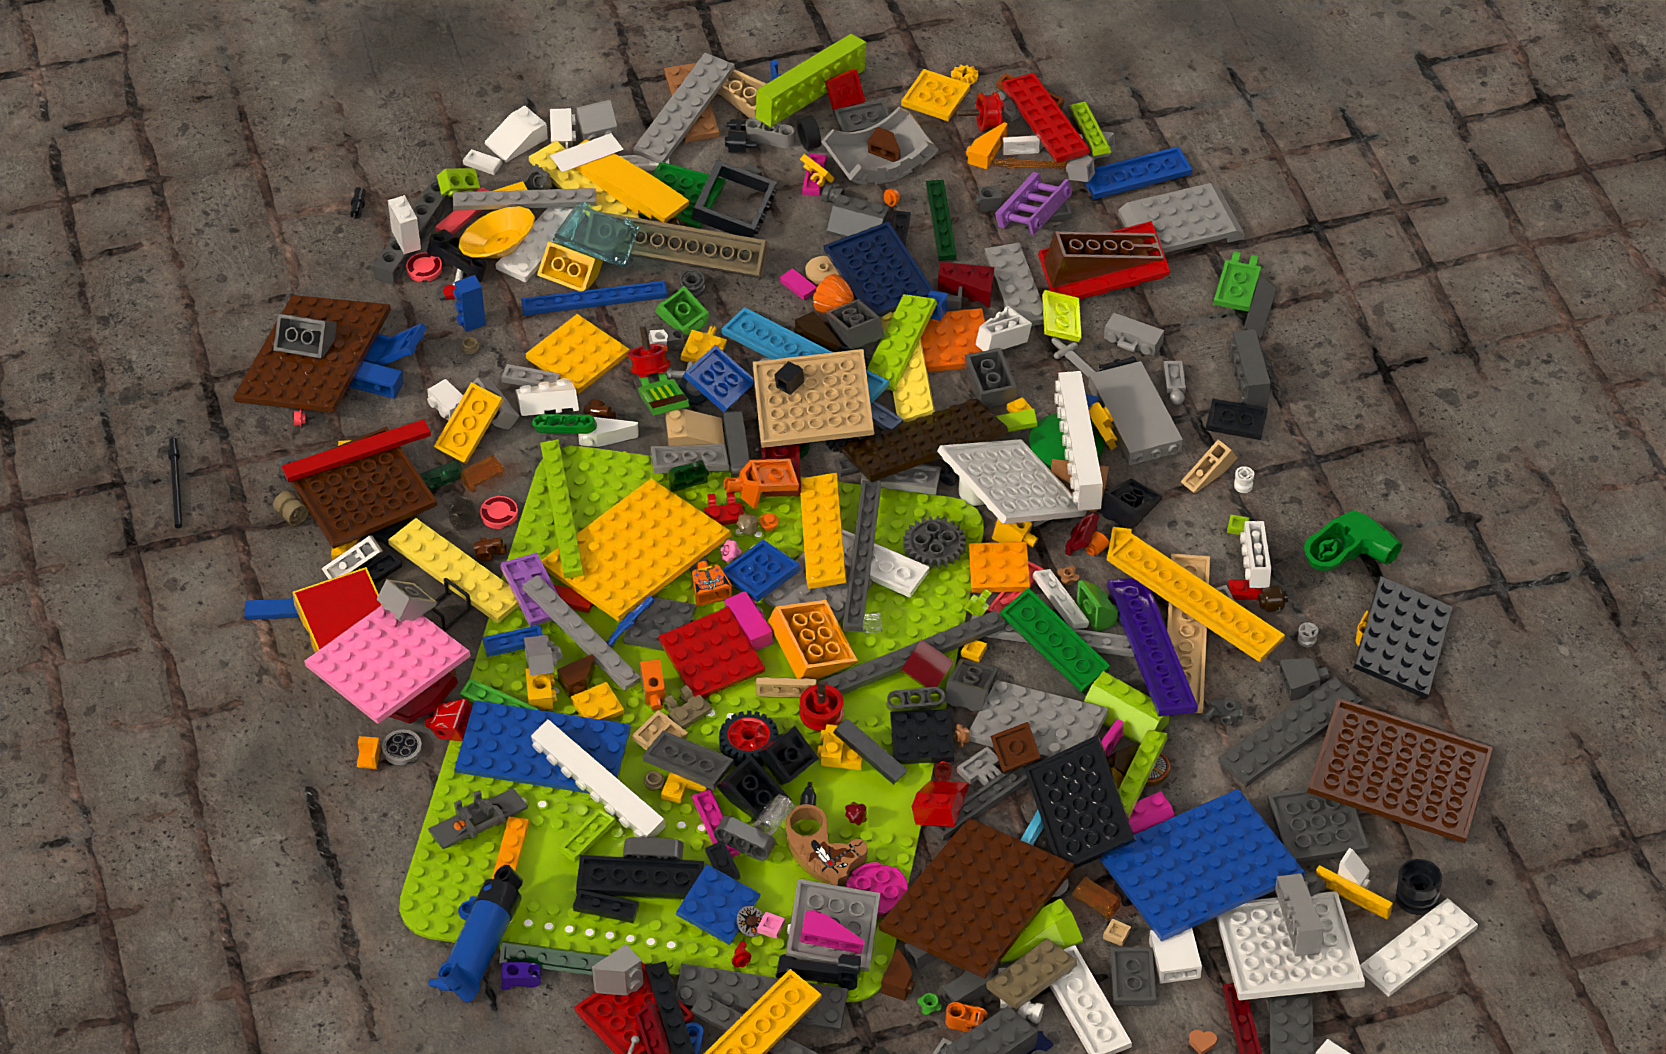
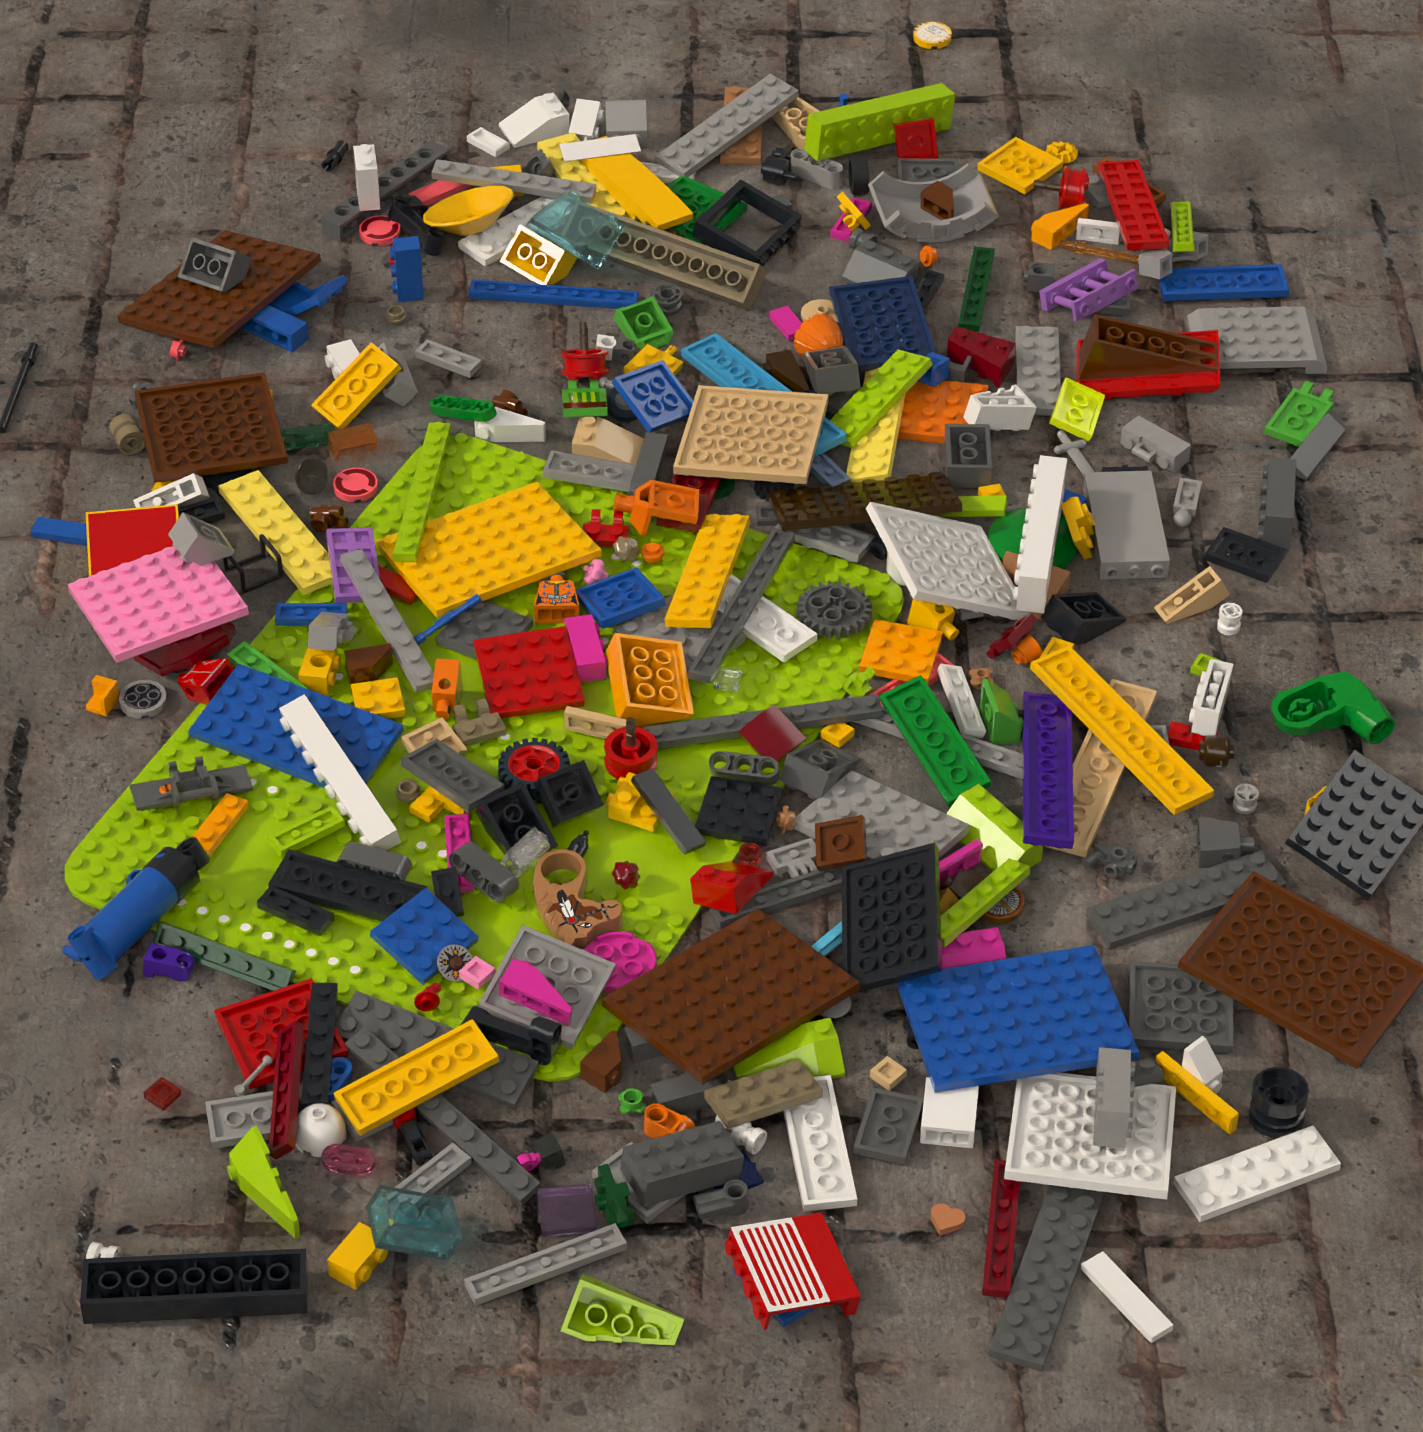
camera: 15 degrees right, 5 degrees down
(356, 450) = (219, 388): red tile -> none
(458, 181) = (447, 148): lime brick -> none
(547, 397) = (454, 378): white wedge -> none
(578, 352) = (511, 345): yellow plate -> none
(618, 973) = (273, 981): light grey slope -> none
(687, 475) = (577, 485): dark green slope -> none
(789, 378) = (730, 406): black brick -> none
(1096, 898) = (877, 1029): clear orange hinge -> none

